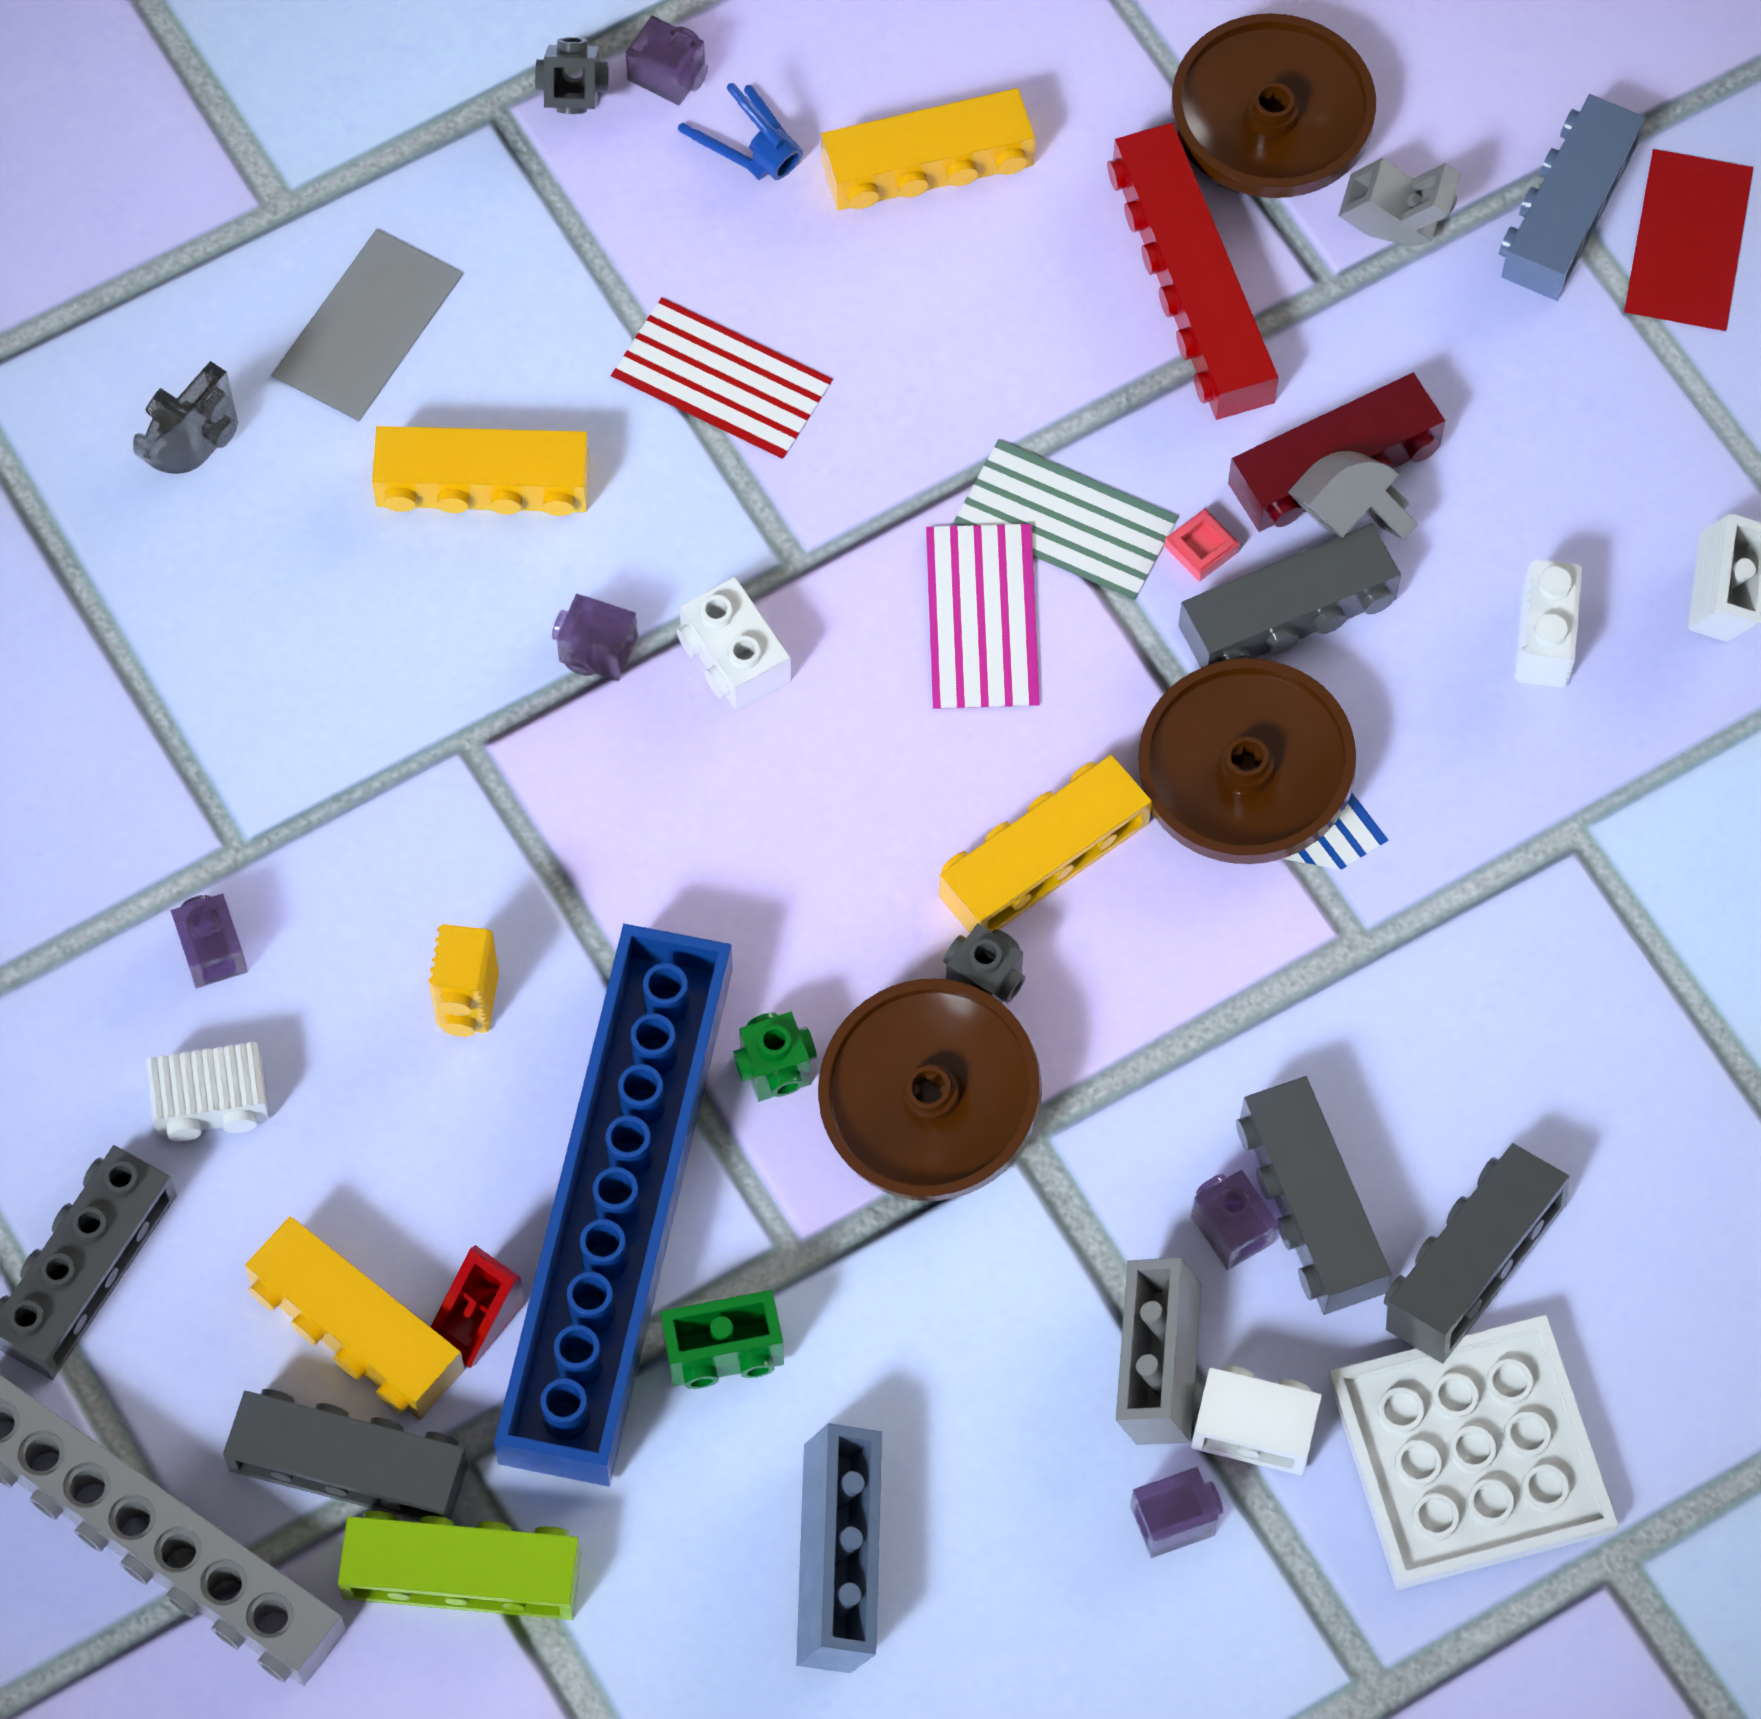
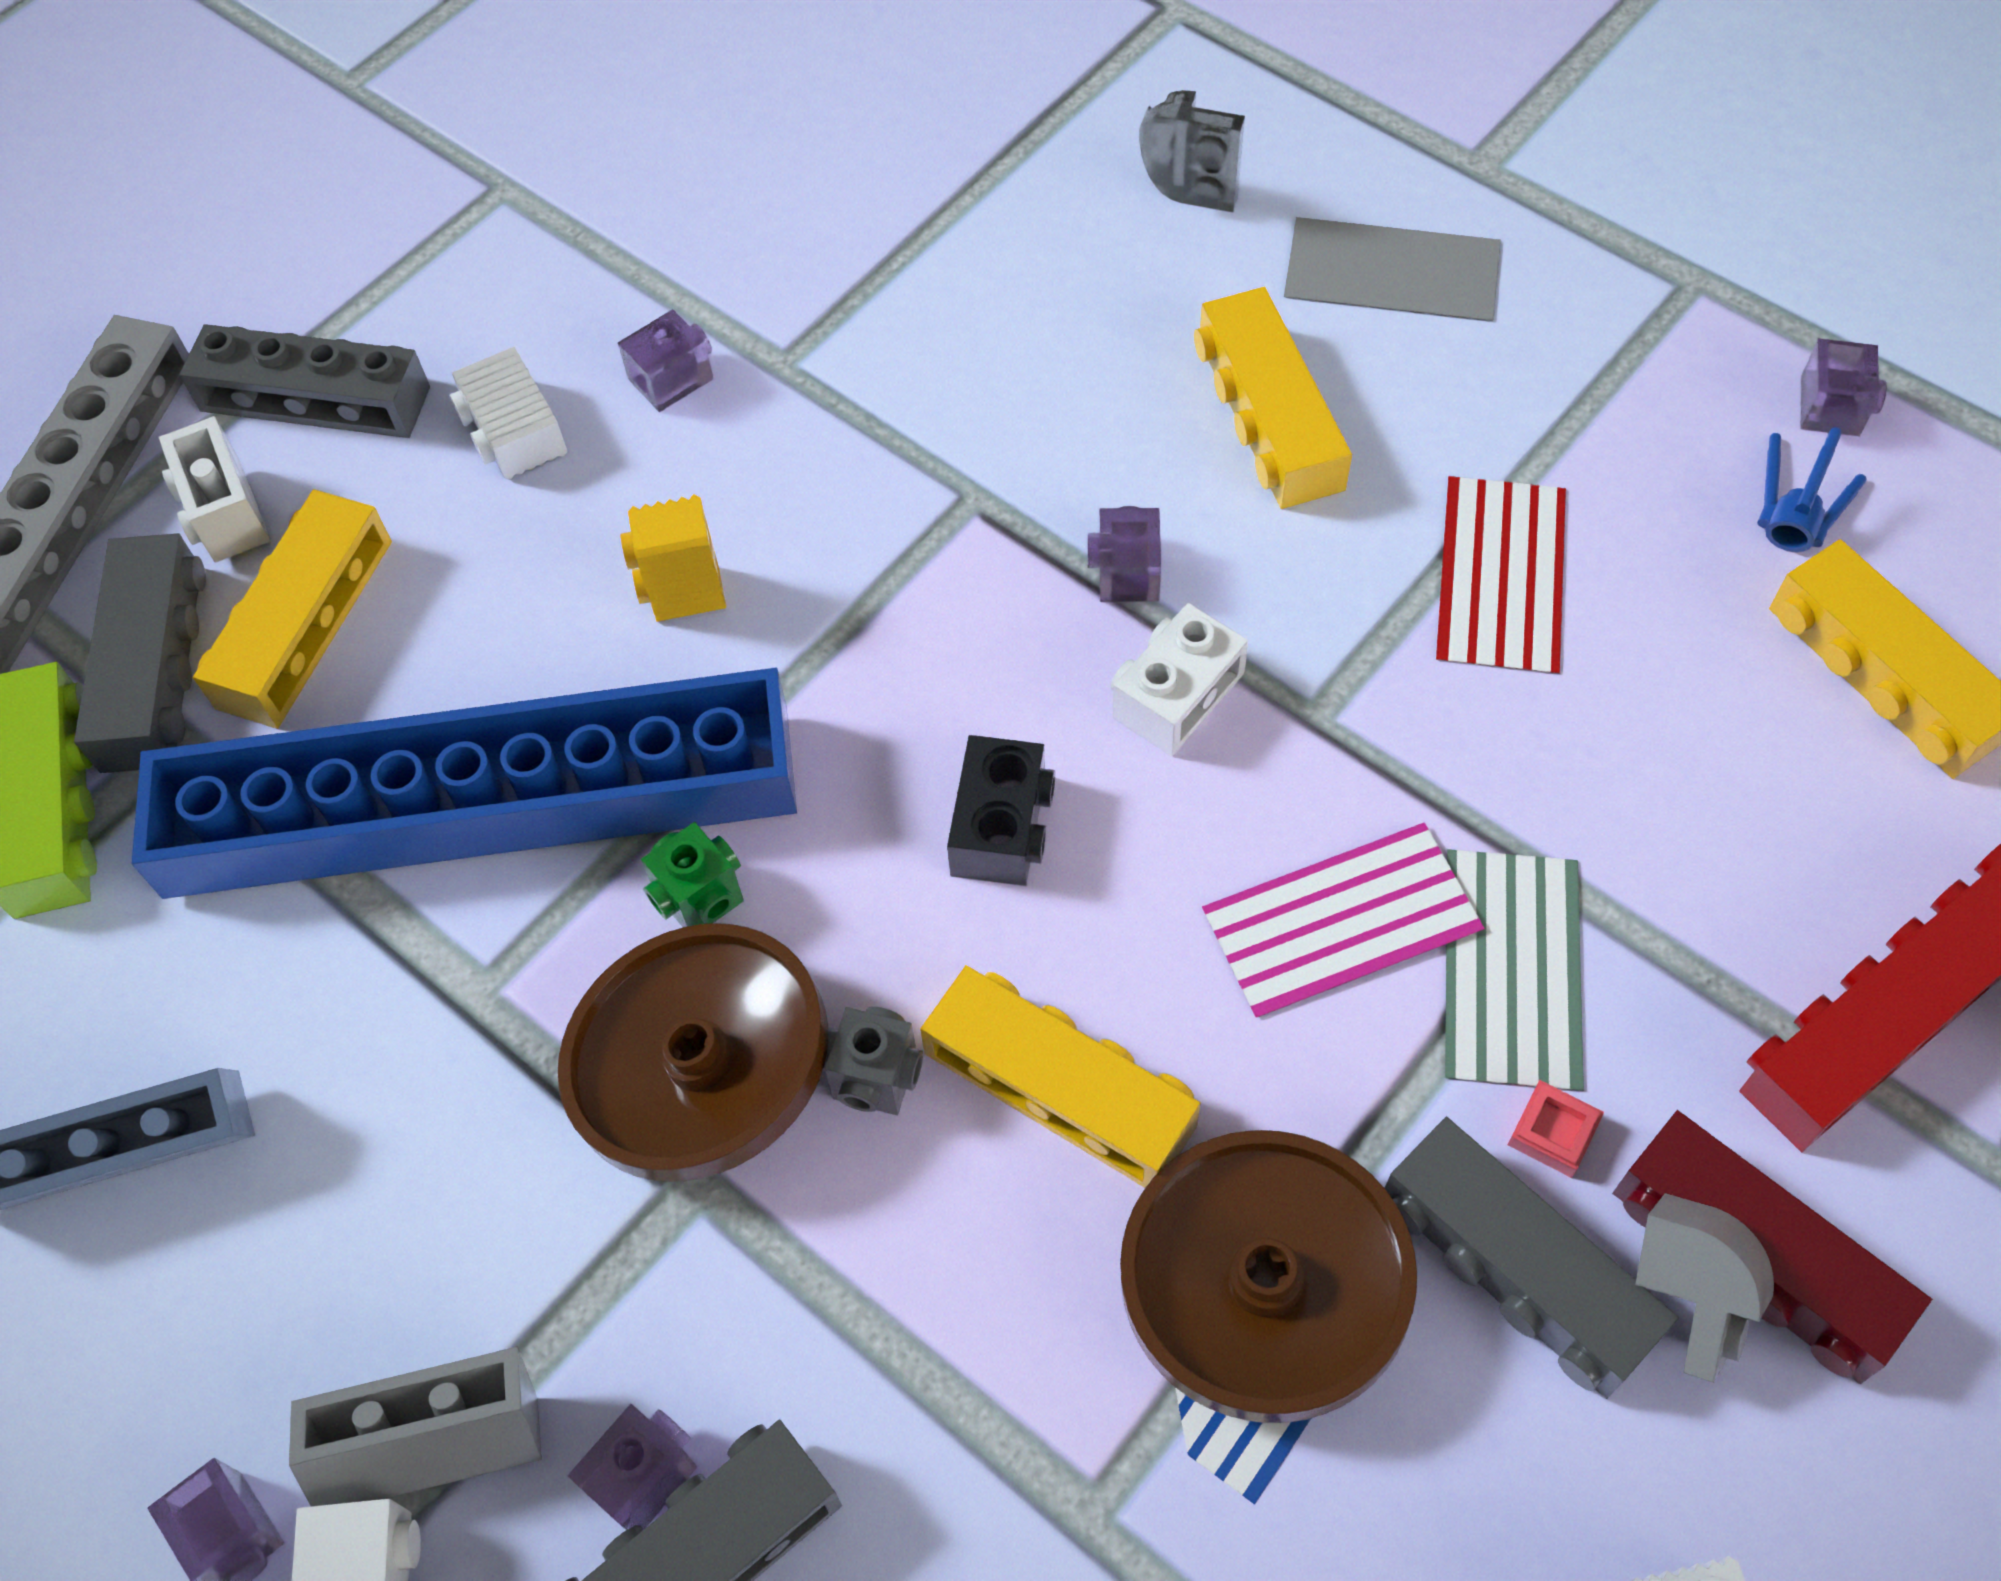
camera: 75 degrees right, 5 degrees down
(195, 1358) = (212, 489): none -> white brick
(478, 1305) = (335, 697): red slope -> none
(569, 93) = (1762, 311): dark grey brick -> none
(722, 1339) = (329, 938): green brick -> none
(792, 826) = (989, 809): none -> black brick

